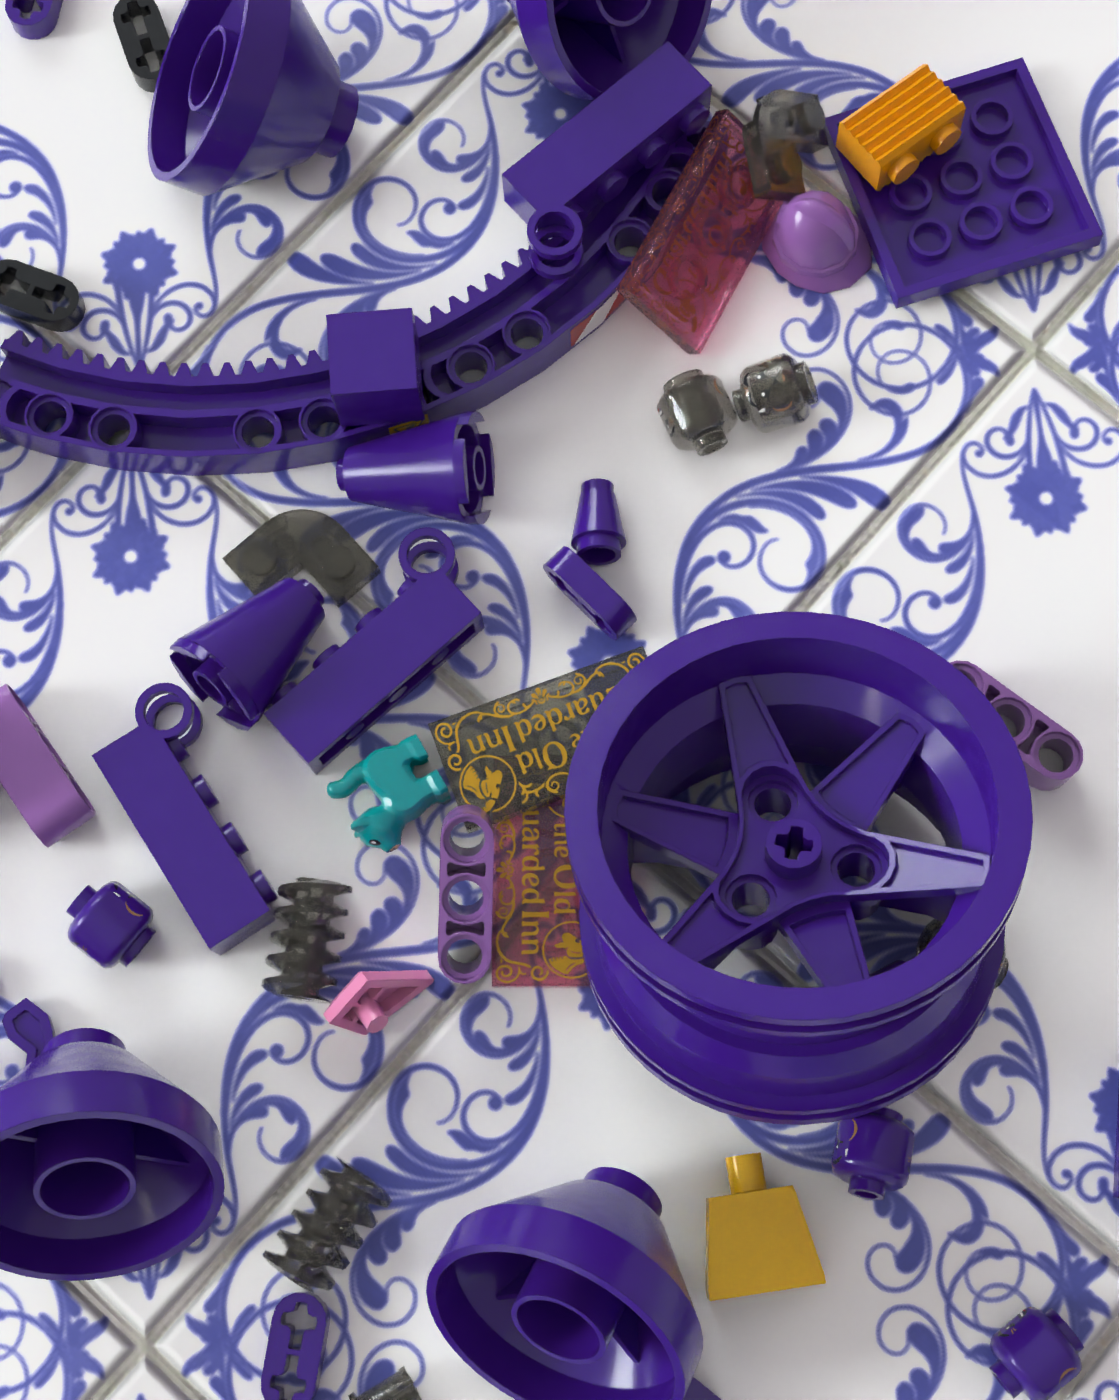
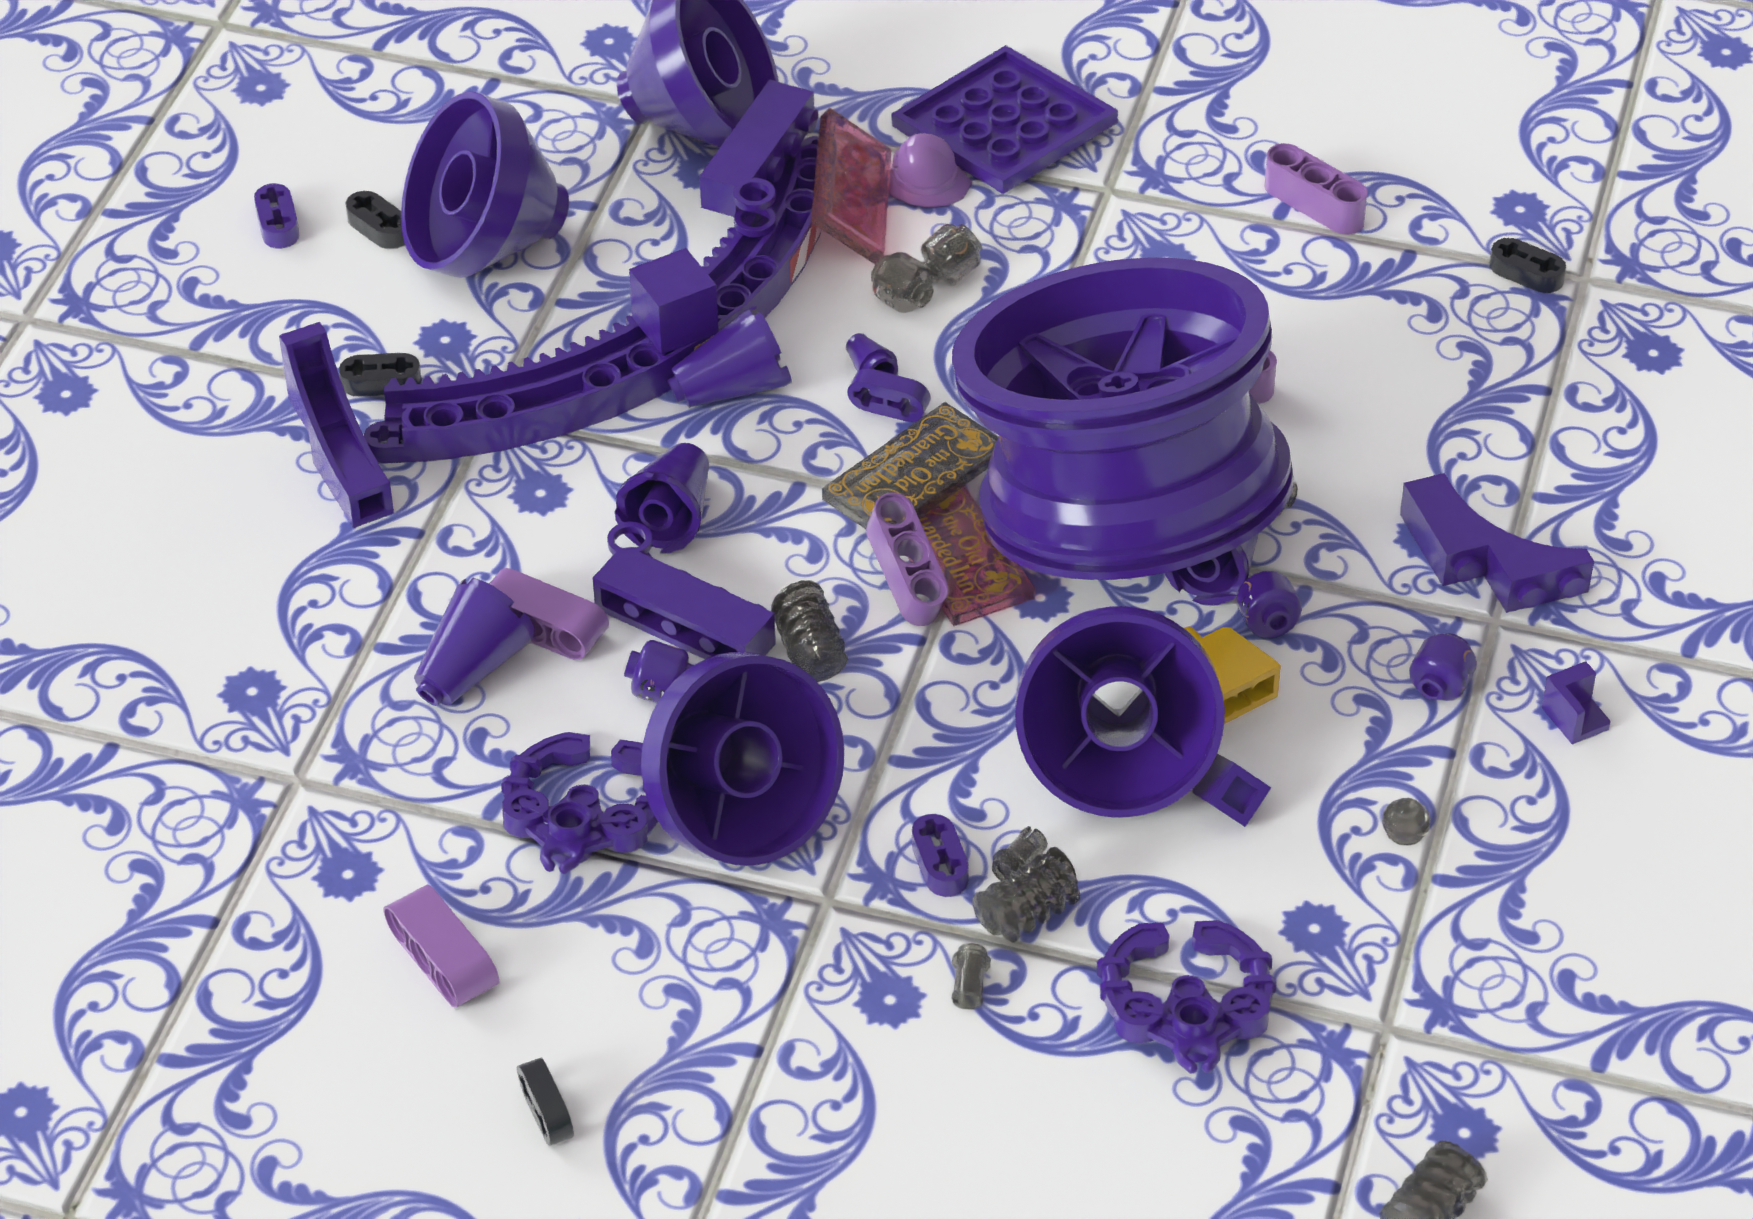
camera: 30 degrees left, 30 degrees down
(300, 542) = (662, 434): clear smoke plate -> none
(328, 1227) = (921, 771): clear smoke piece -> none
(373, 997) = (875, 647): bright pink piece -> none
(382, 661) = (764, 475): dark purple hinge -> none
(401, 794) = (818, 538): teal animal -> none
(780, 128) = (874, 123): clear smoke plate -> none
(901, 128) = (949, 93): light orange brick -> none

